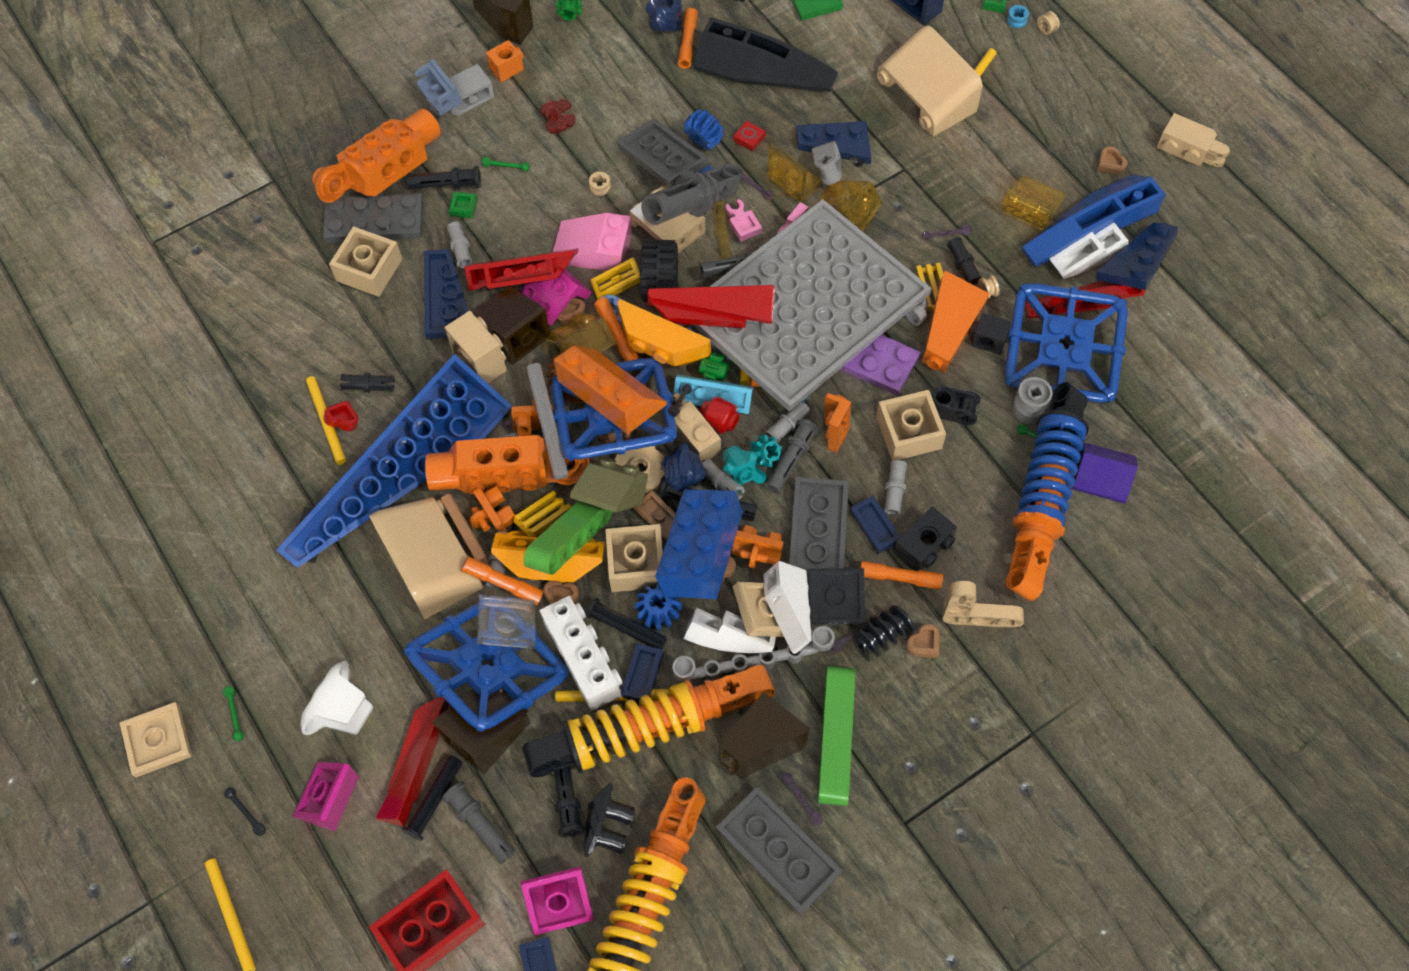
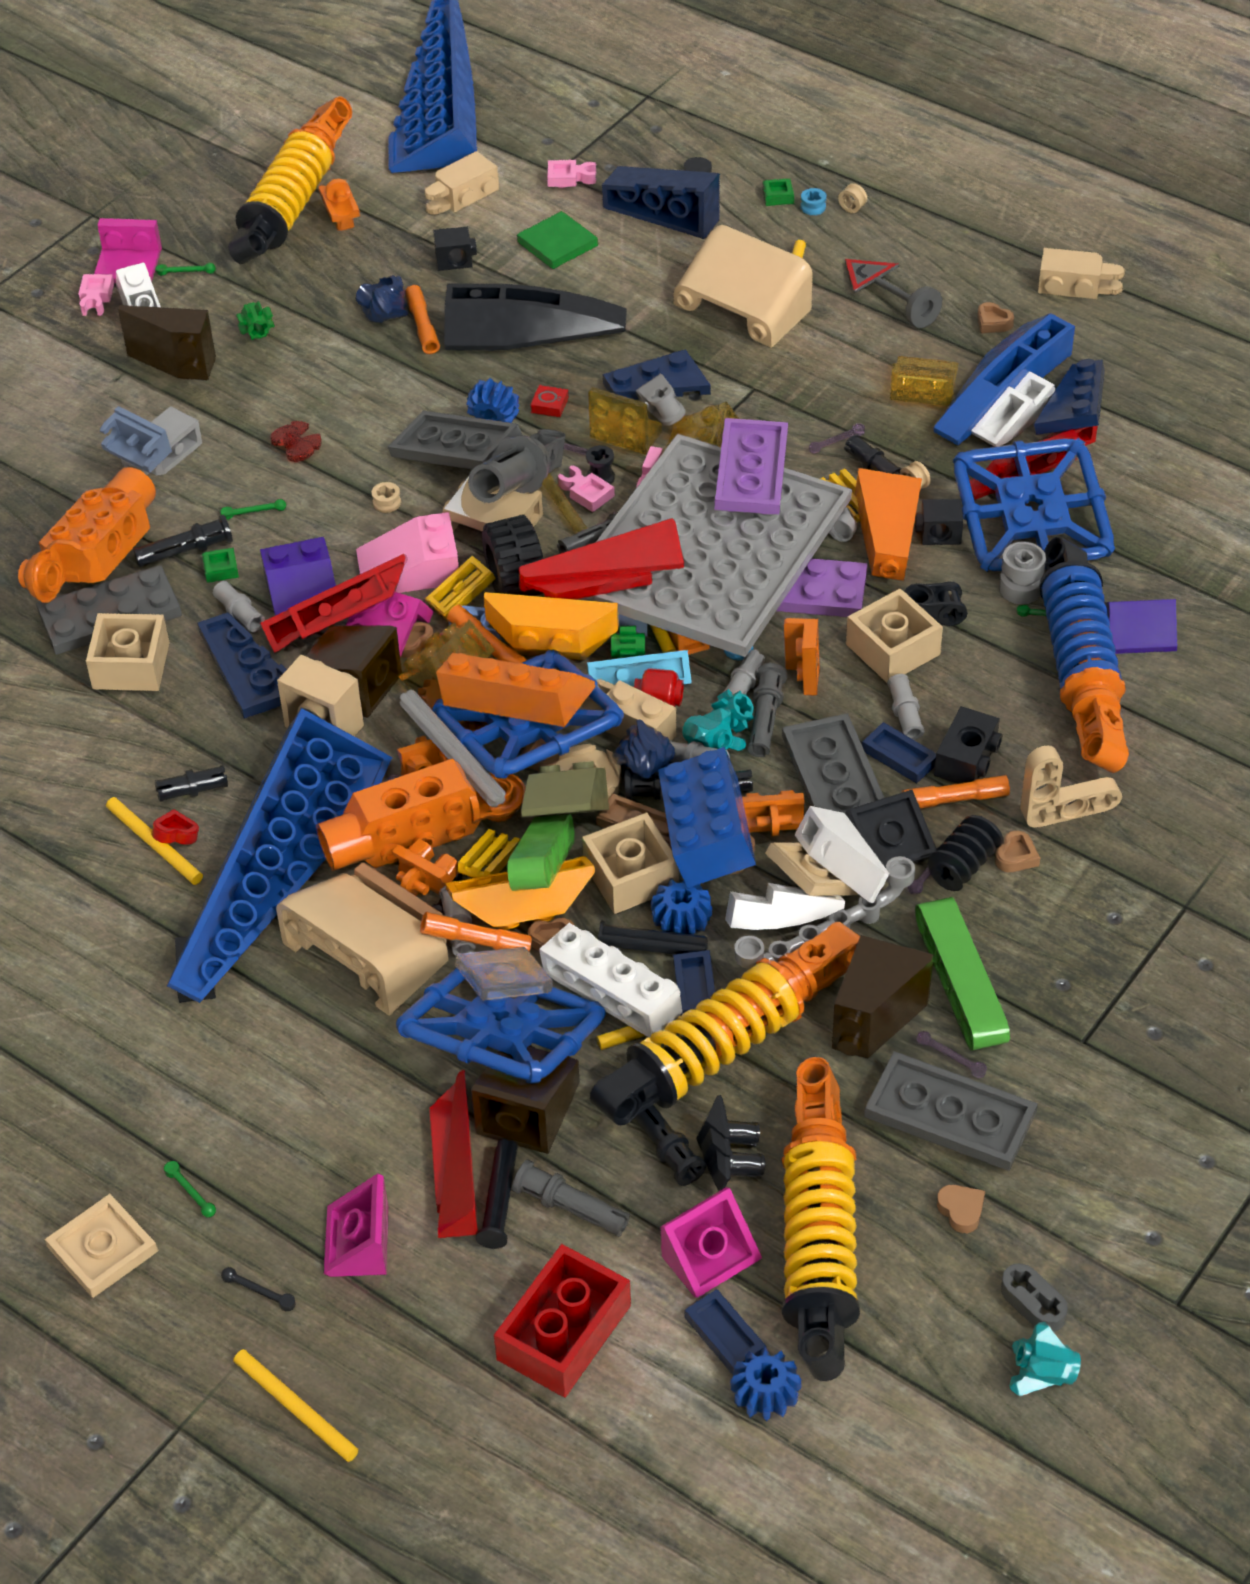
camera: 20 degrees left, 15 degrees down
(336, 704) = (328, 1129): white piece -> none
(505, 60) = (201, 397): orange brick -> none
(508, 233) = (296, 572): none -> dark purple slope
(674, 410) = (607, 673): black hinge -> none
(753, 933) = (962, 1206): none -> medium nougat tile
(760, 204) = (599, 465): none -> black bush
(862, 247) = (751, 466): none -> medium lavender plate
(1059, 136) = (921, 306): none -> dark grey piece

